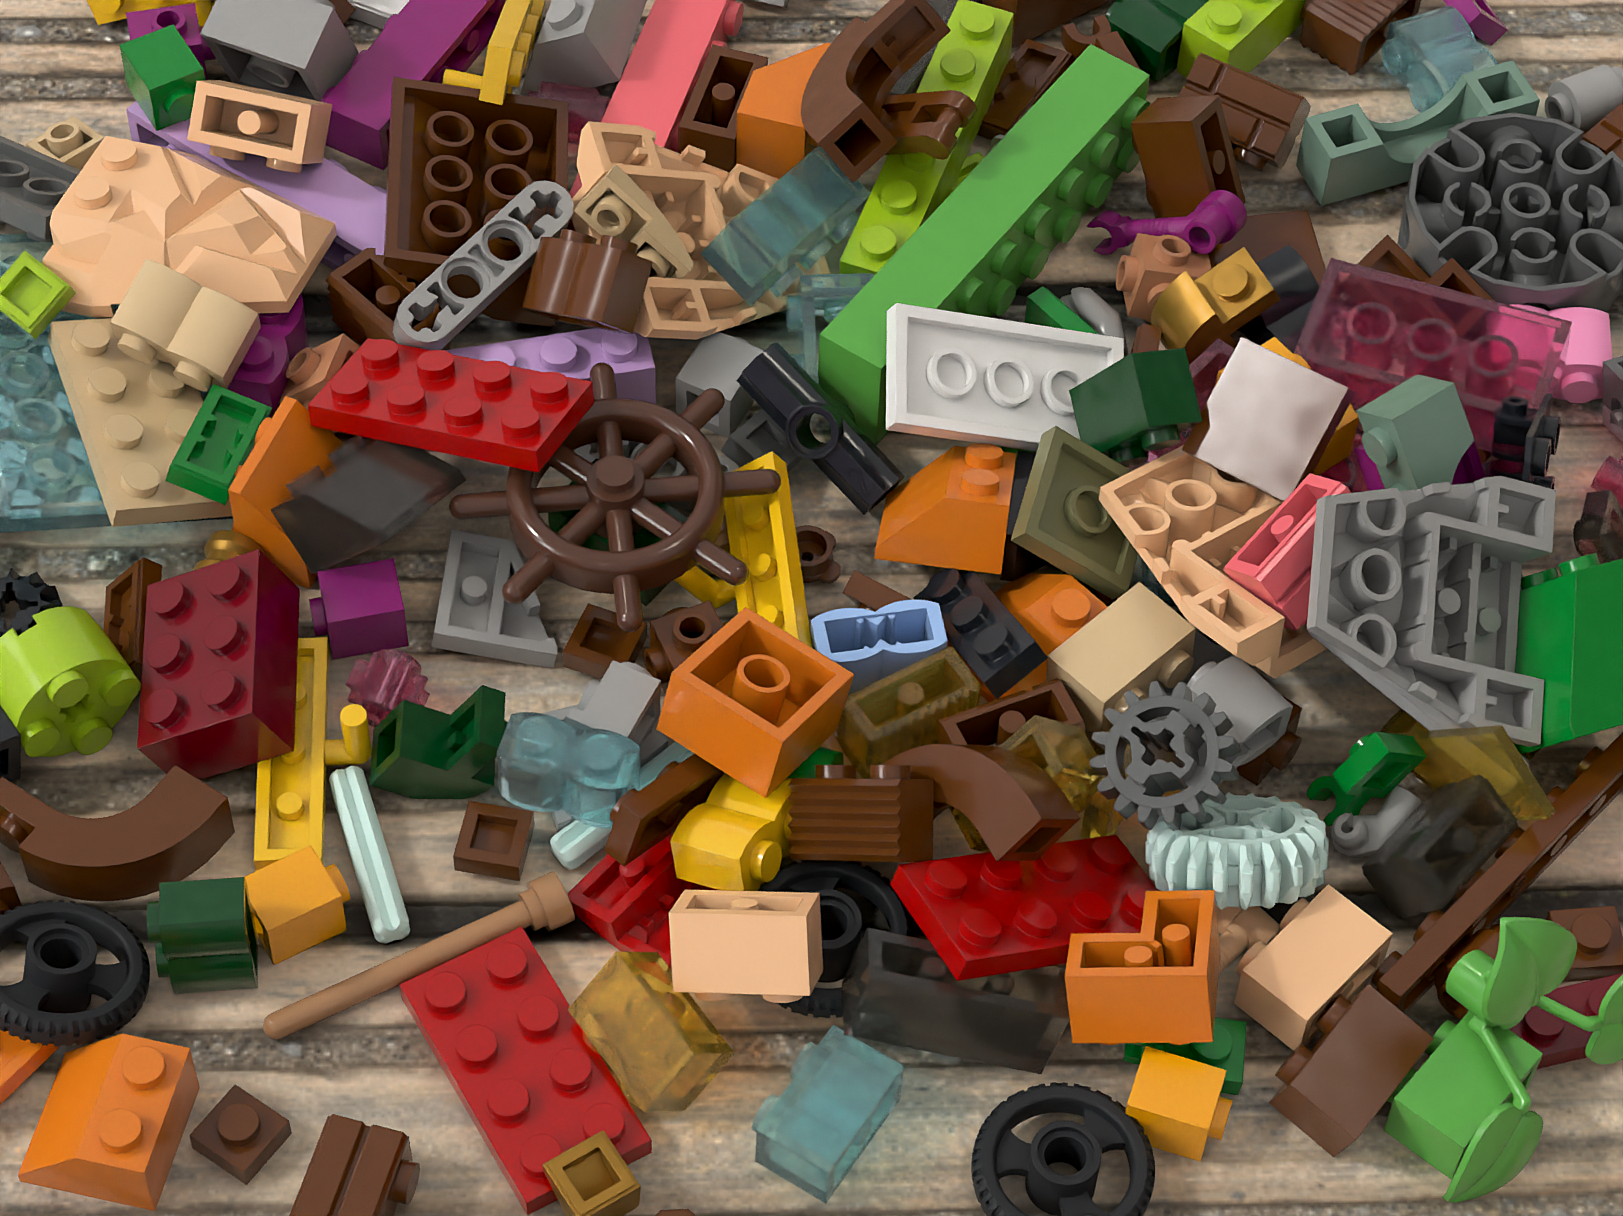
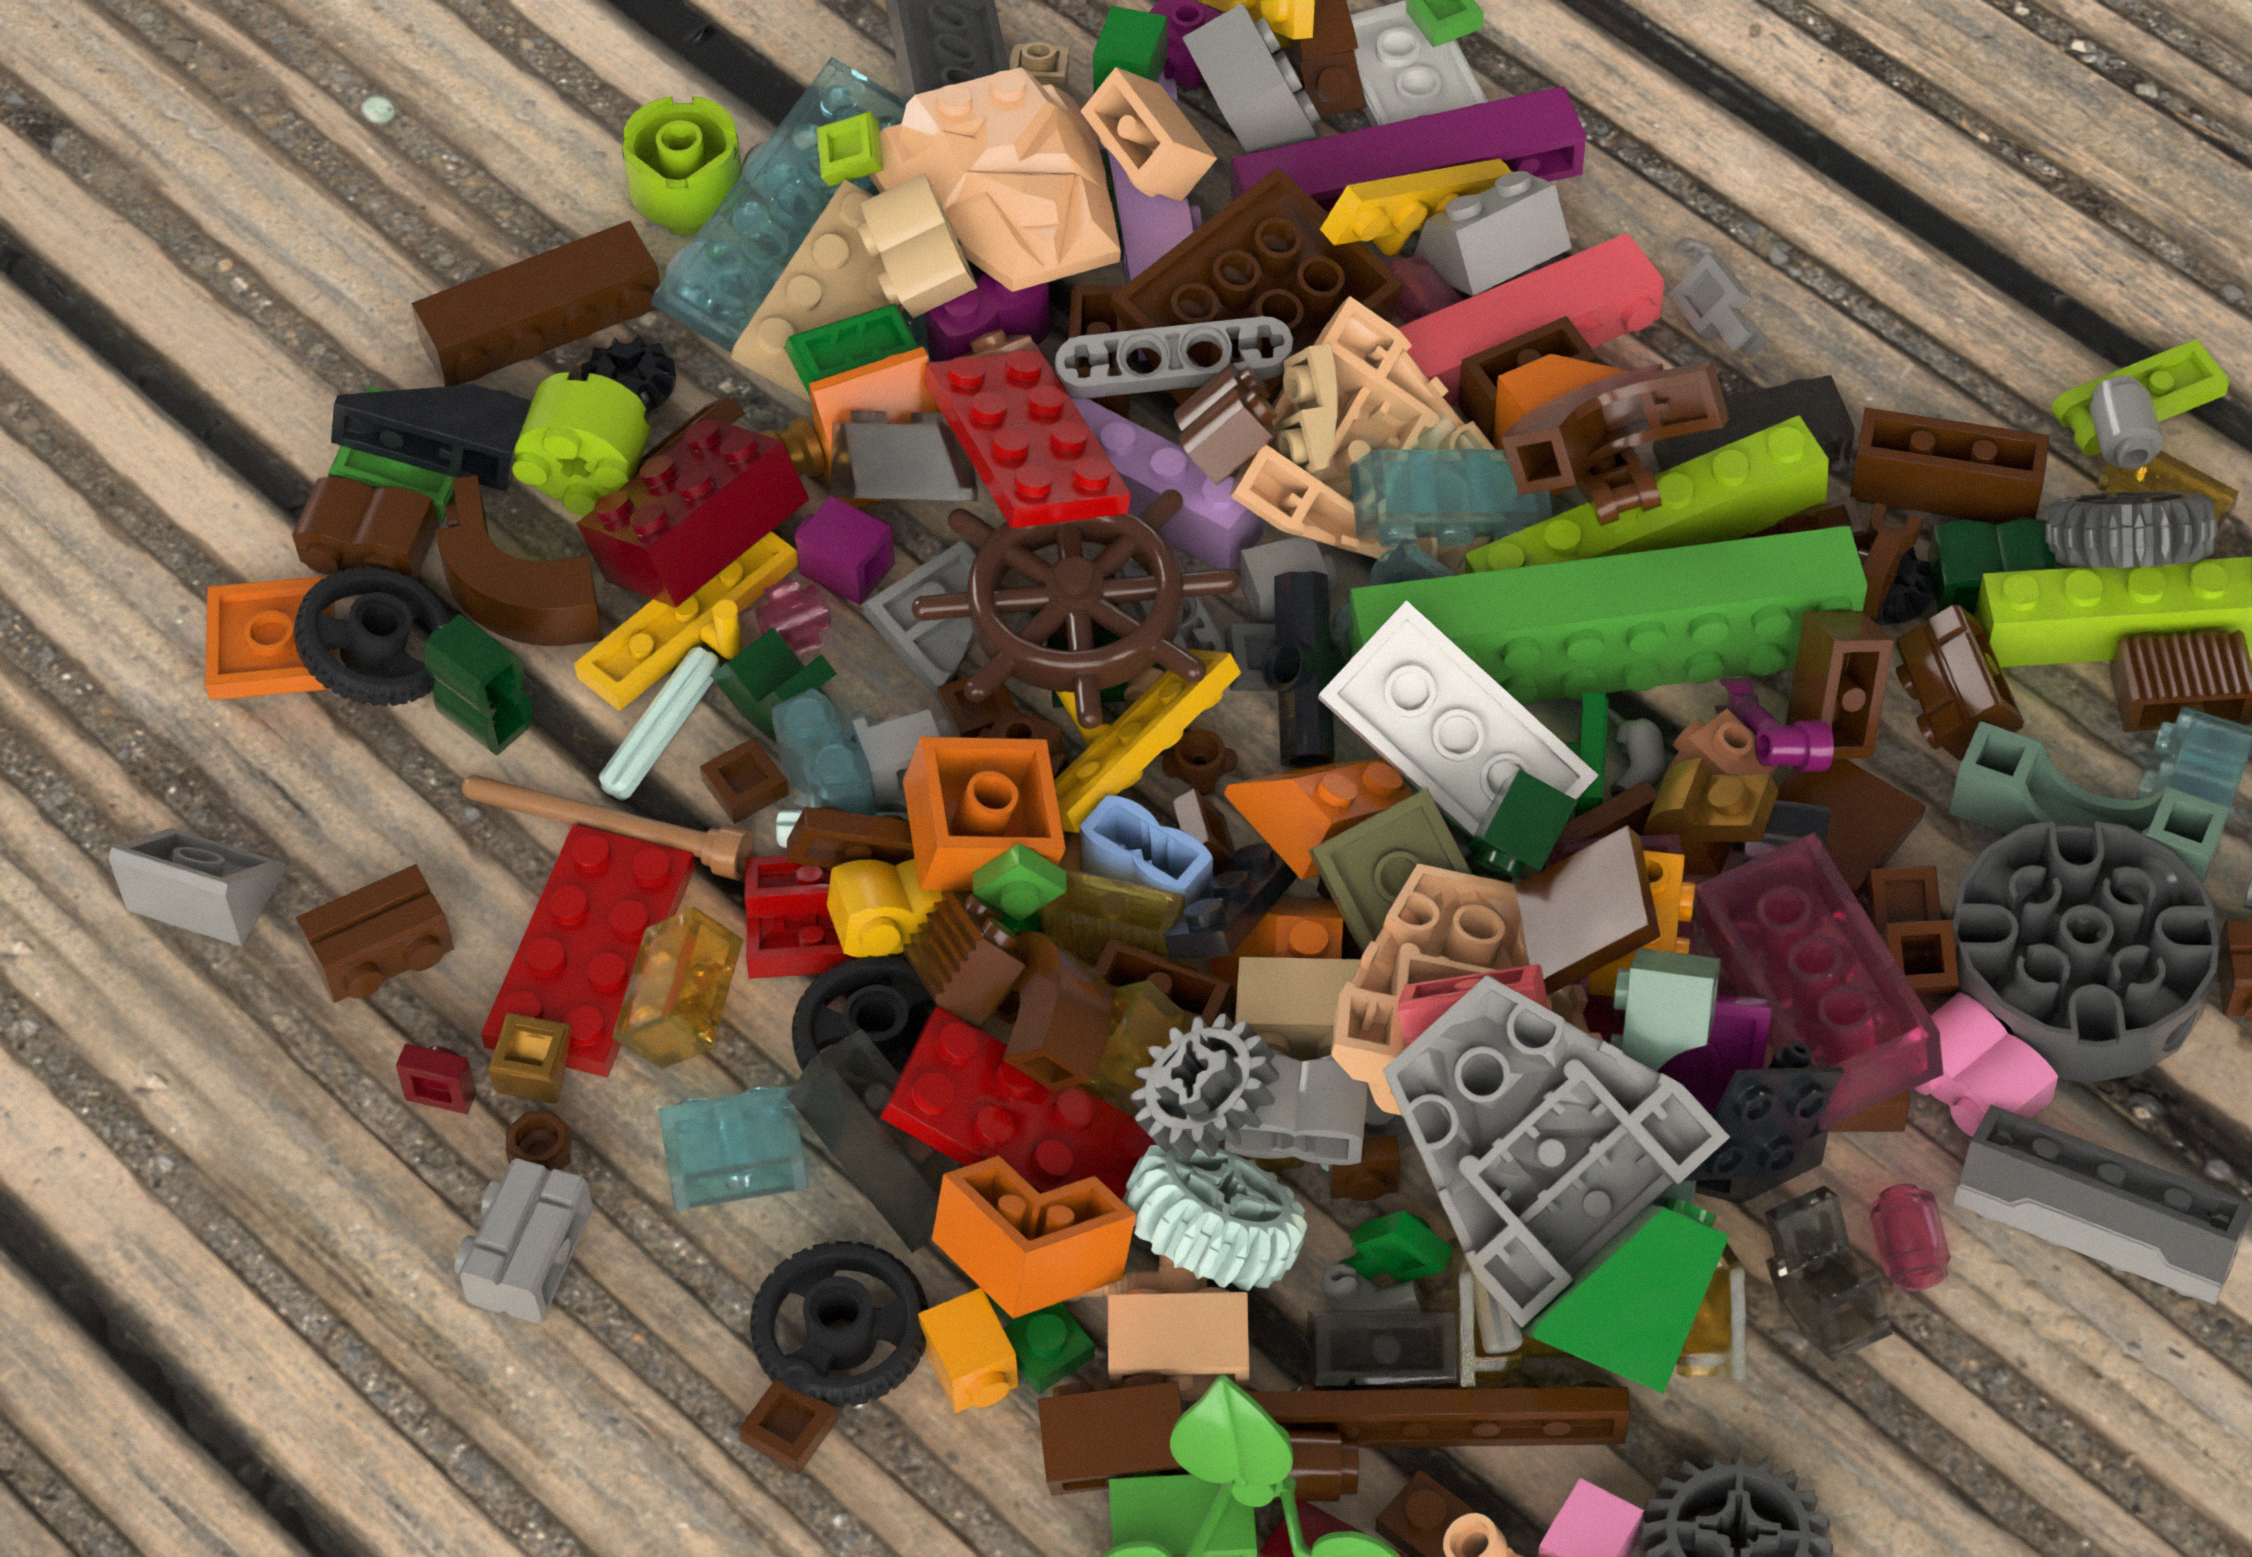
camera: 50 degrees right, 0 degrees up
(114, 1120) = (307, 767): orange slope -> none
(240, 1134) = (372, 838): reddish brown plate -> none
(297, 903) = (567, 714): light orange brick -> none
(746, 944) = (786, 975): light nougat brick -> none
(841, 729) = (1019, 882): none -> bright green plate

